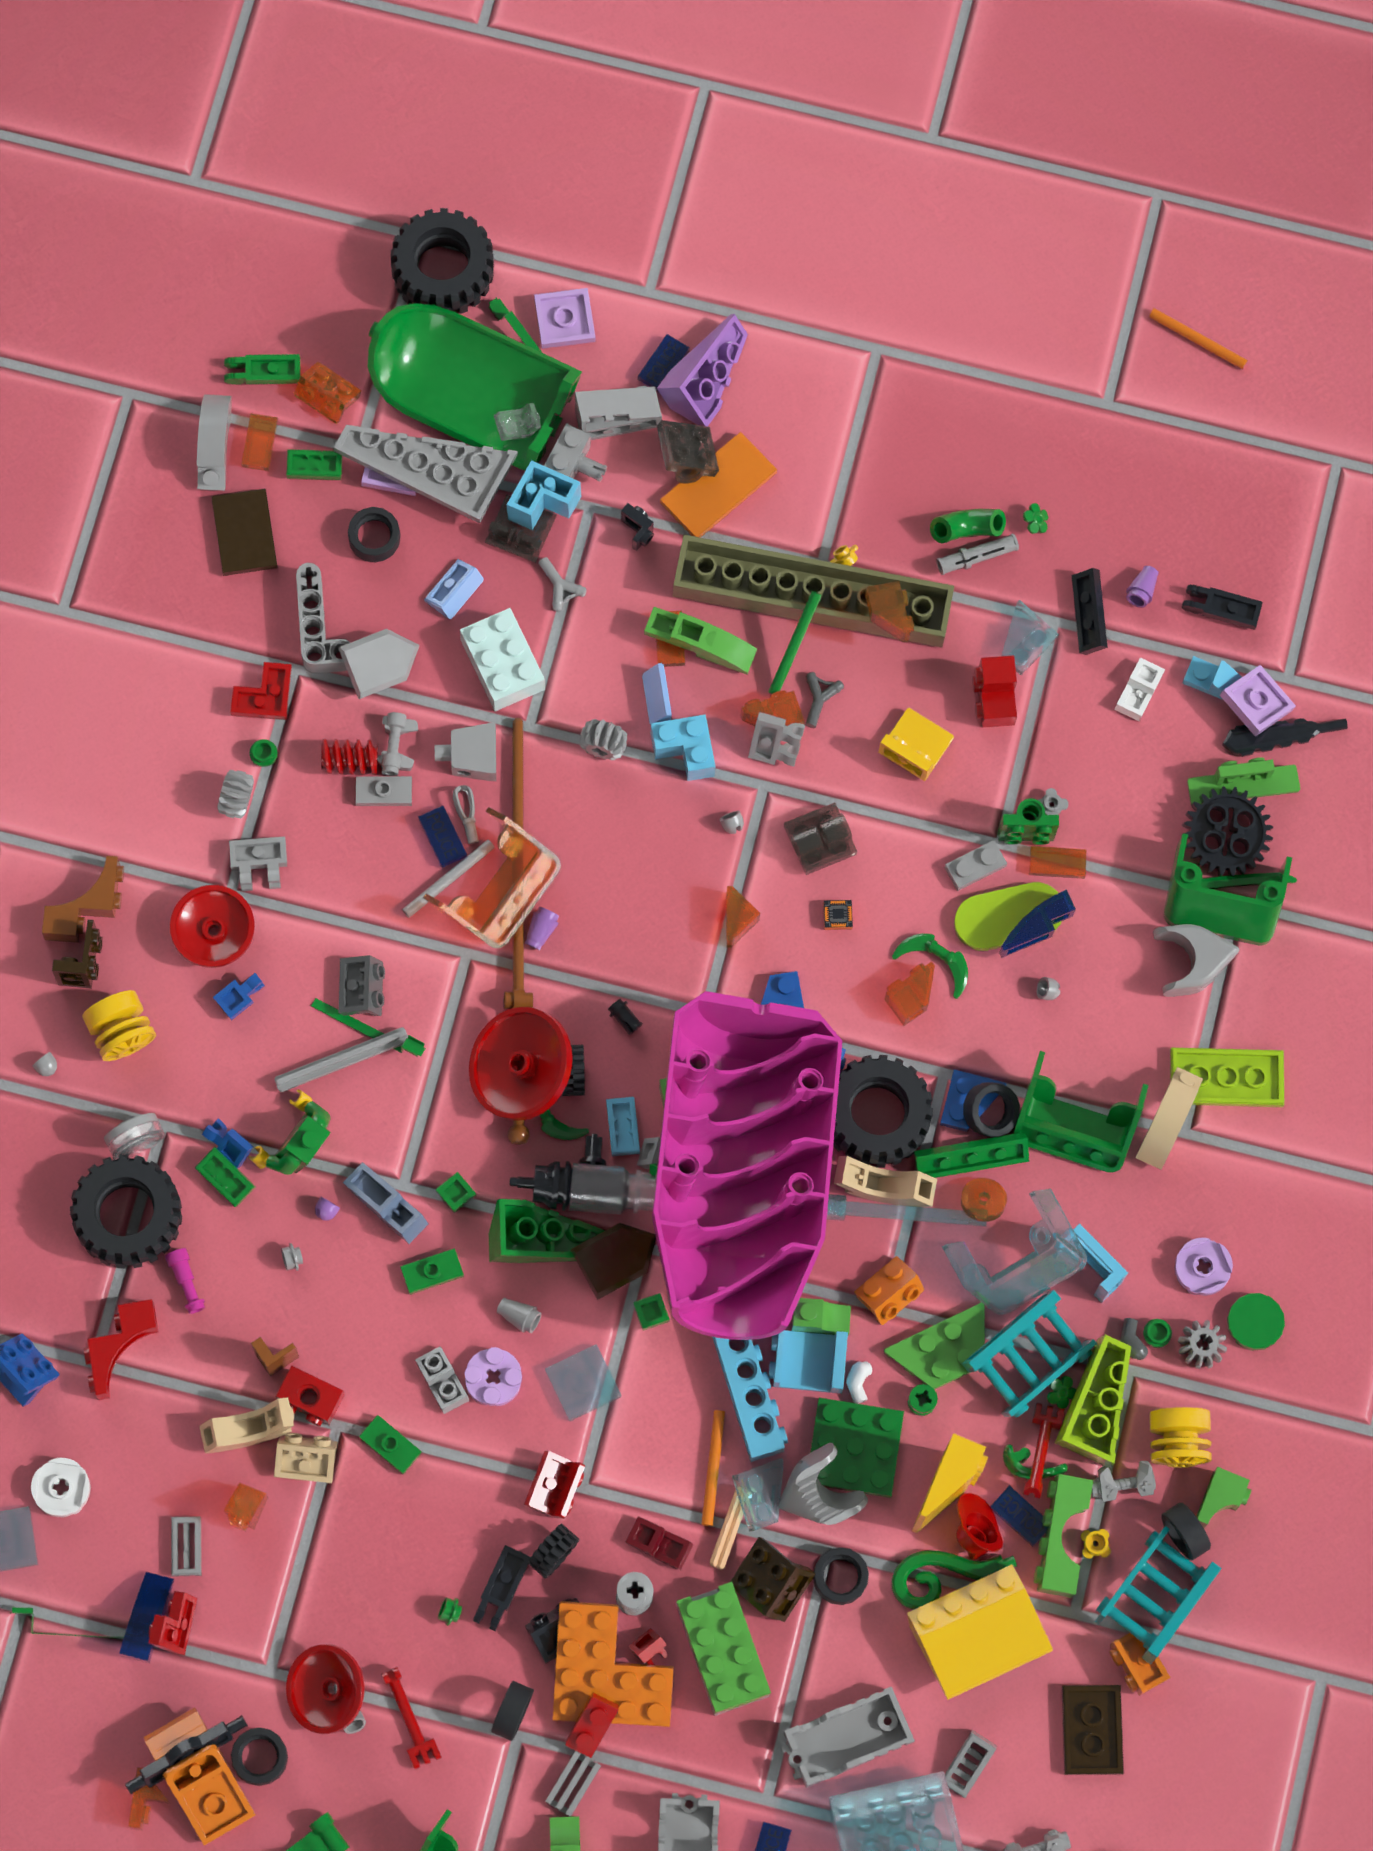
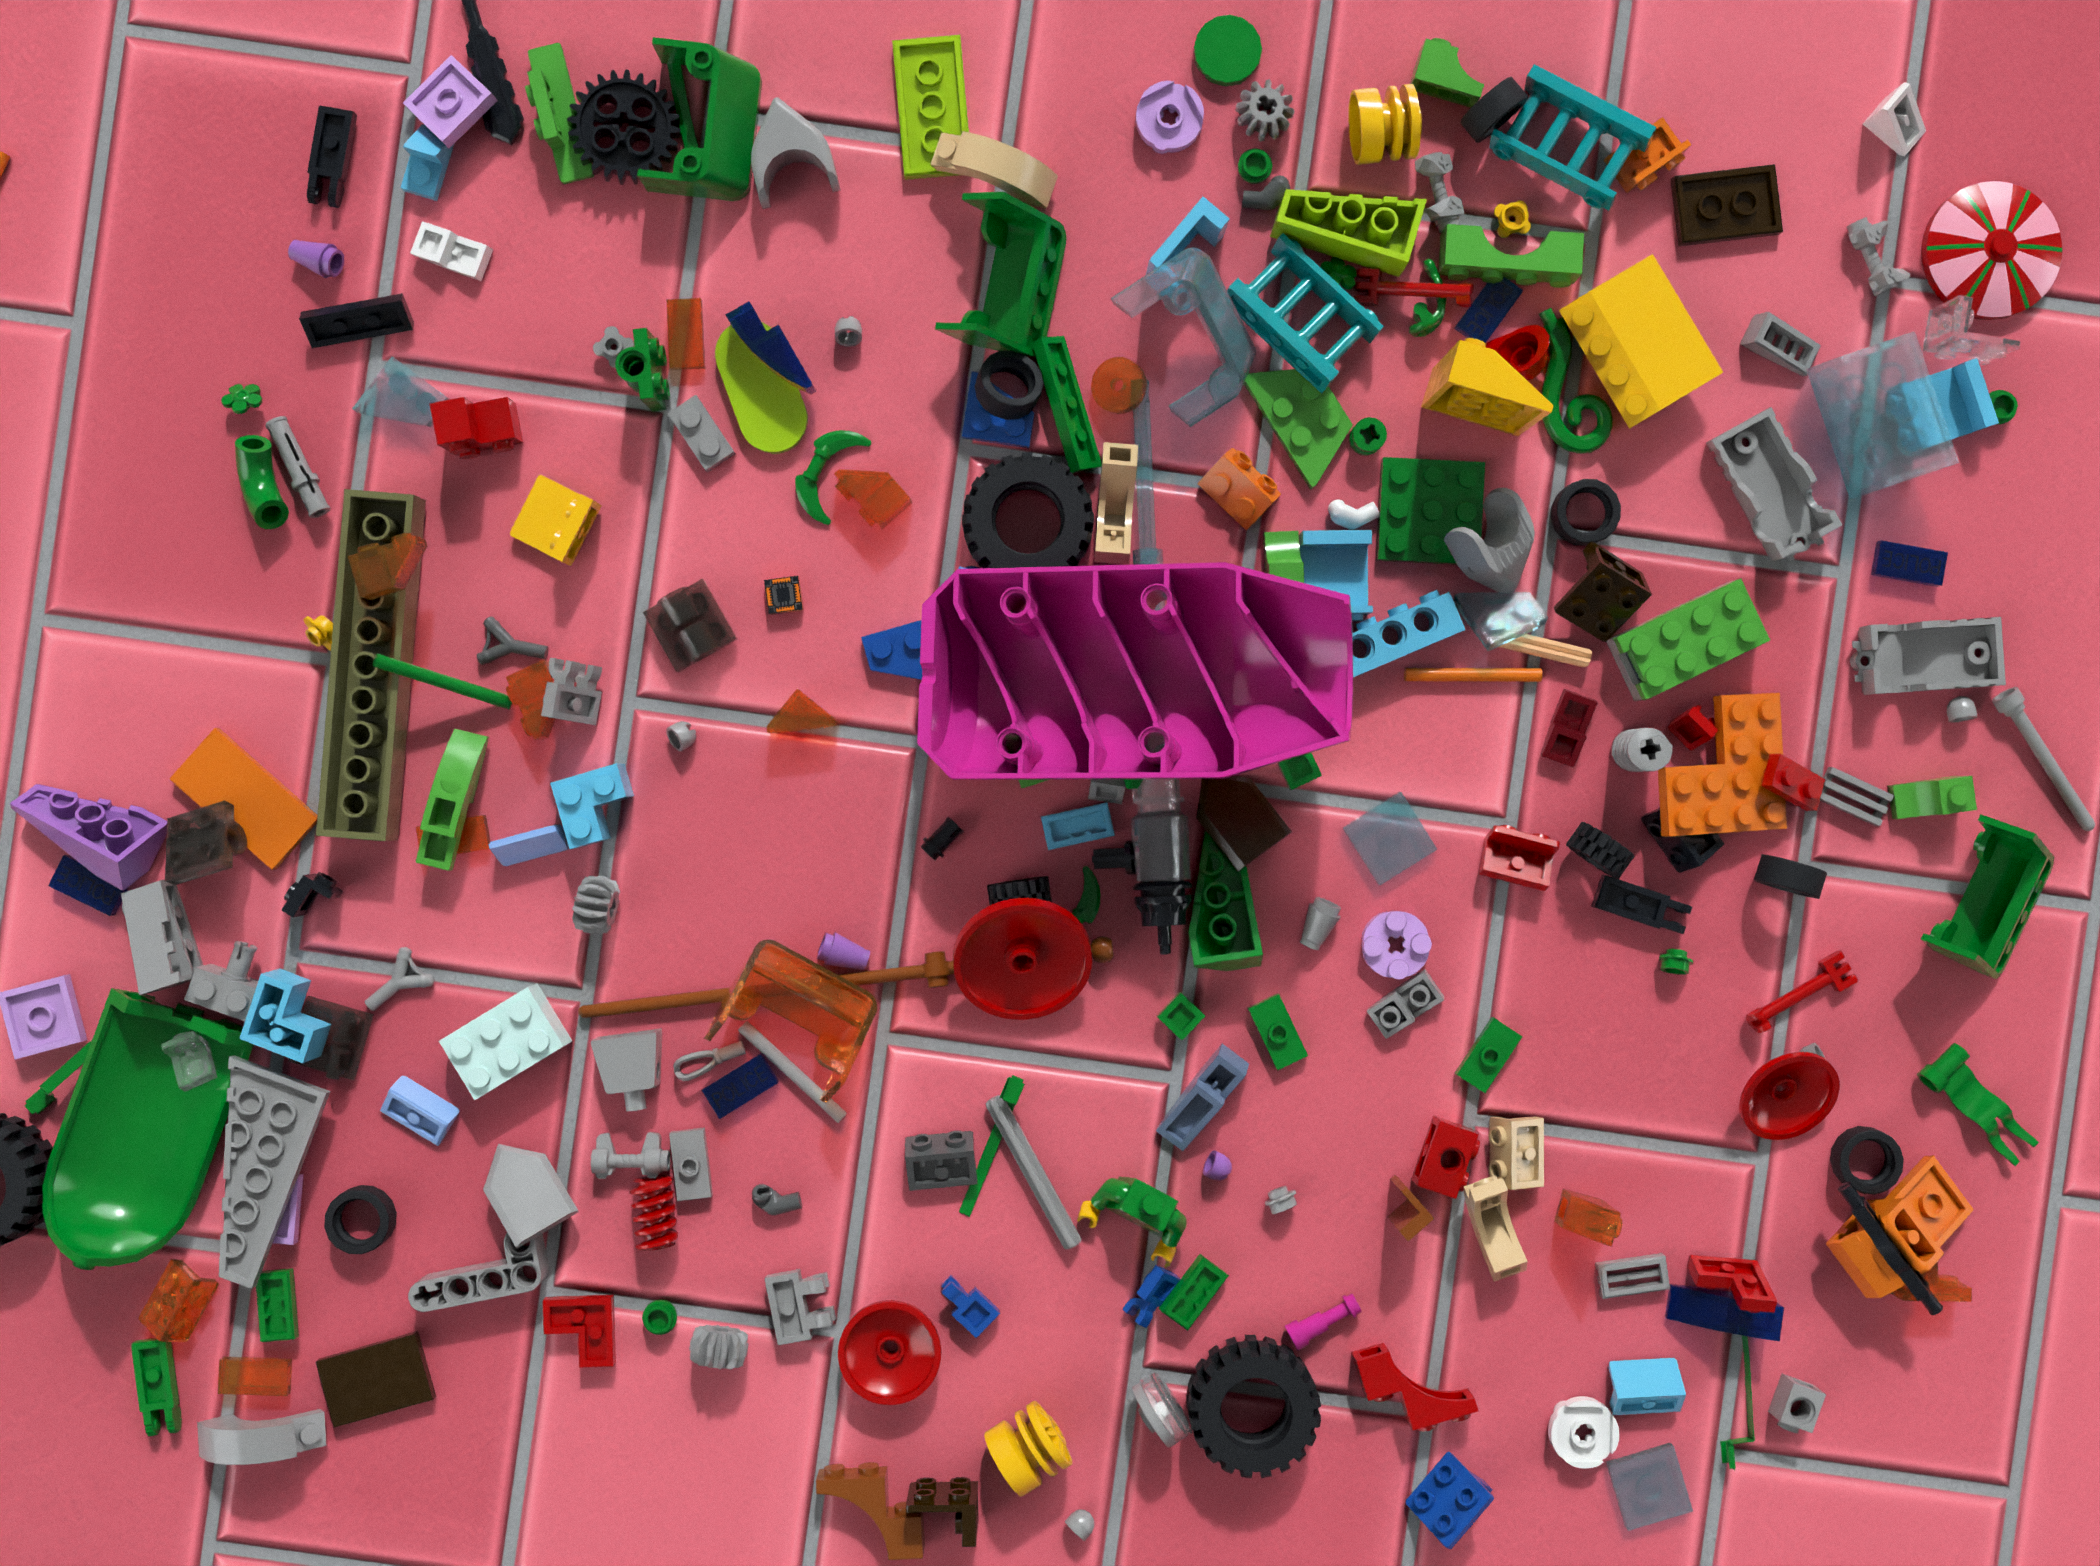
camera: 90 degrees left, 15 degrees up
(67, 1680) = (1787, 1392): none -> light grey brick
(90, 1544) = (1646, 1386): none -> medium azure panel
(344, 851) = (773, 1202): none -> dark grey arm

